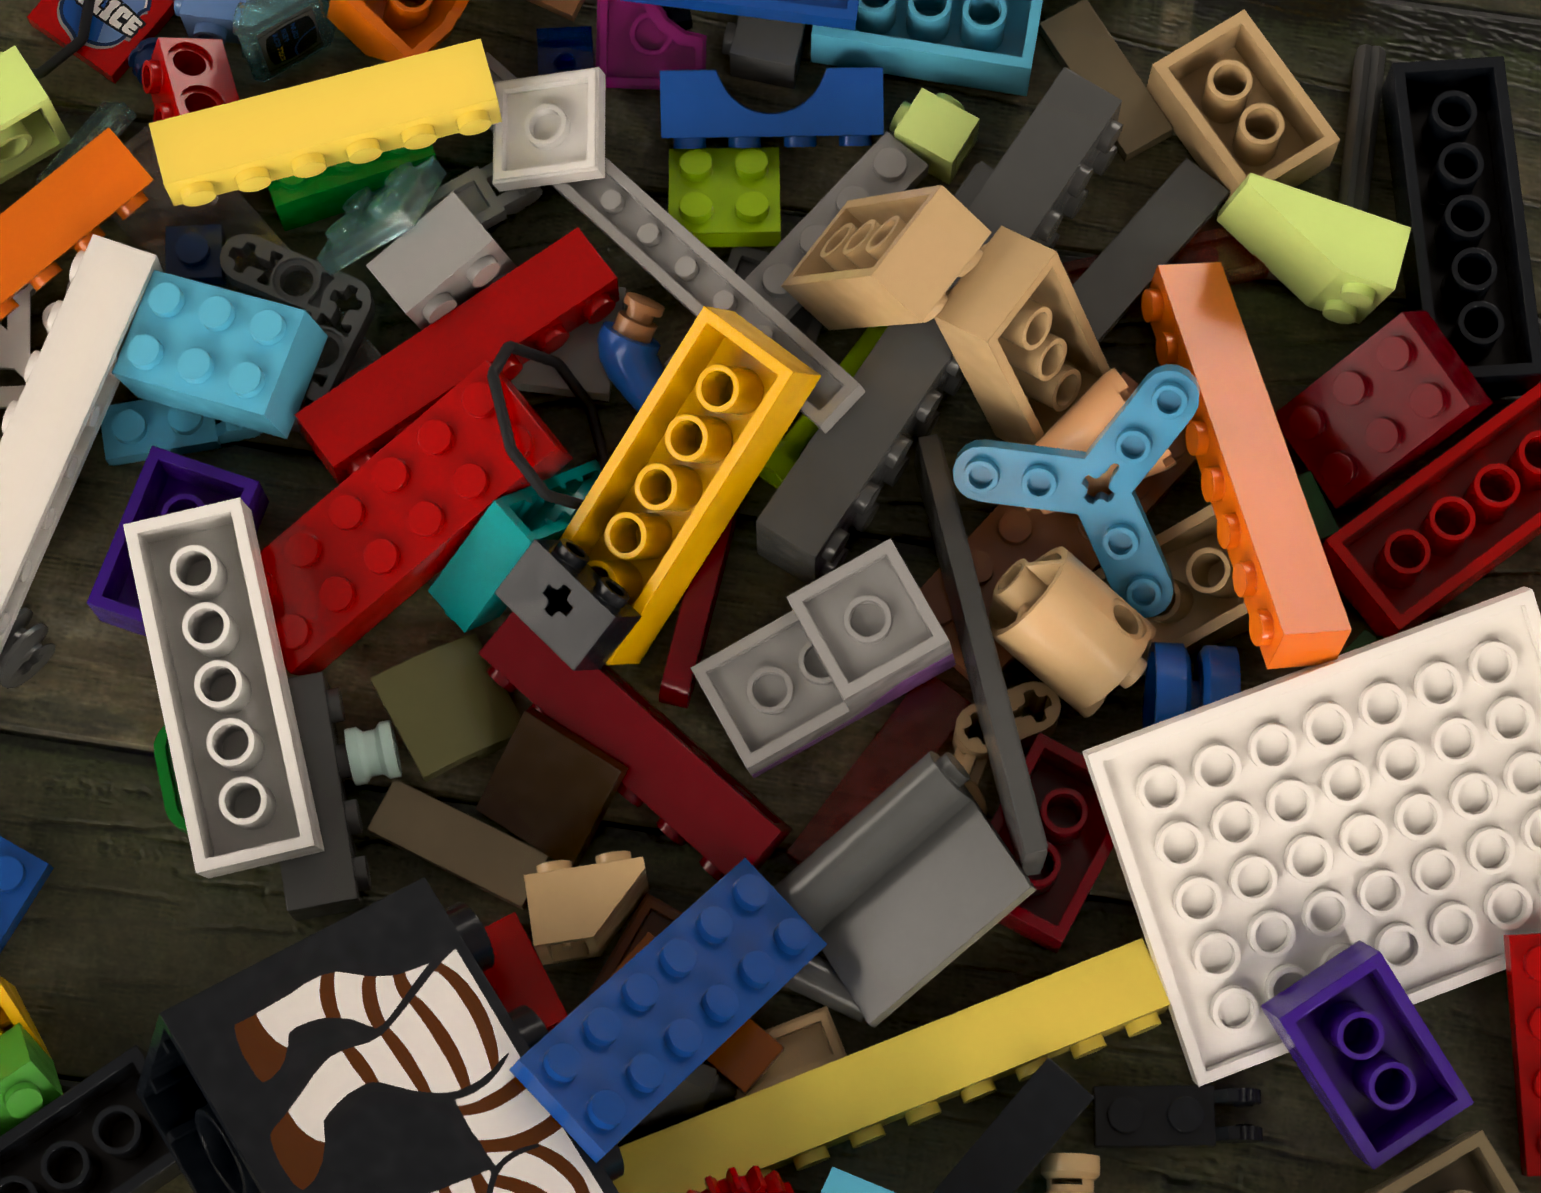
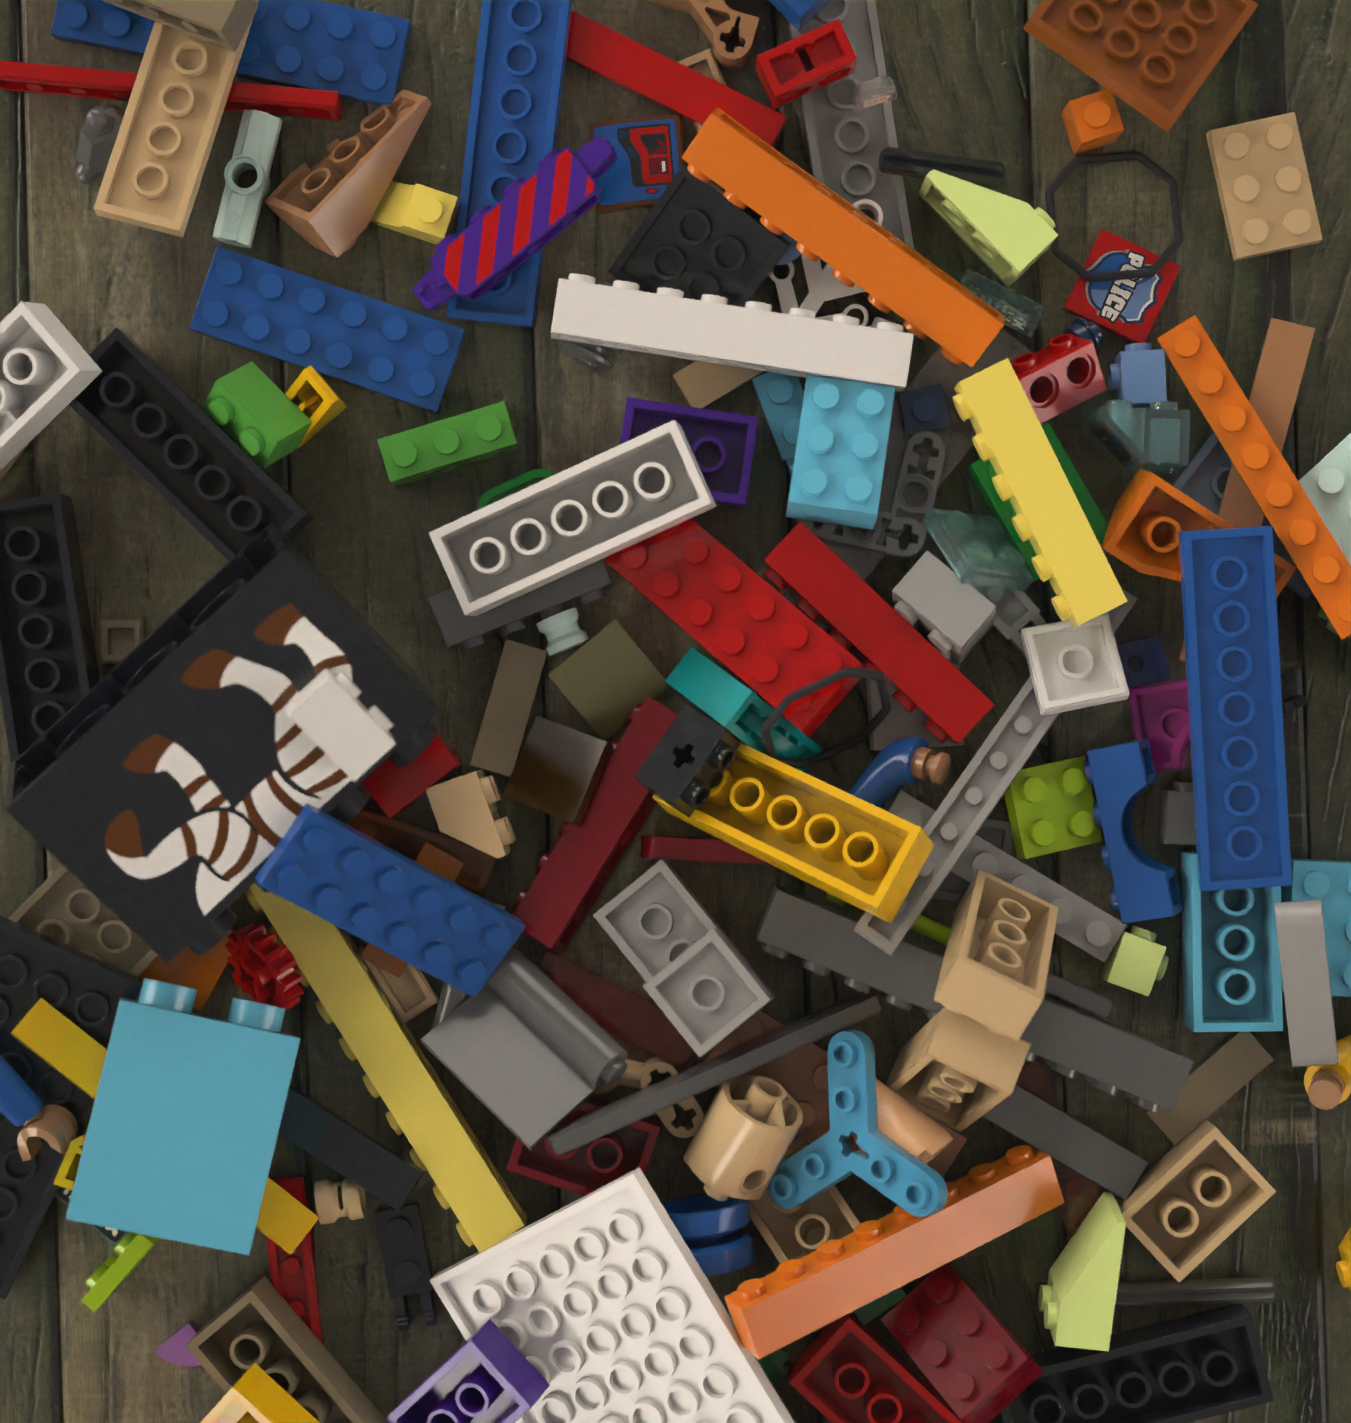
camera: 80 degrees right, 15 degrees up
(93, 507) = (708, 382): none -> tan tile
(94, 852) = (448, 444): none -> bright green brick
(409, 992) = (341, 723): none -> white brick

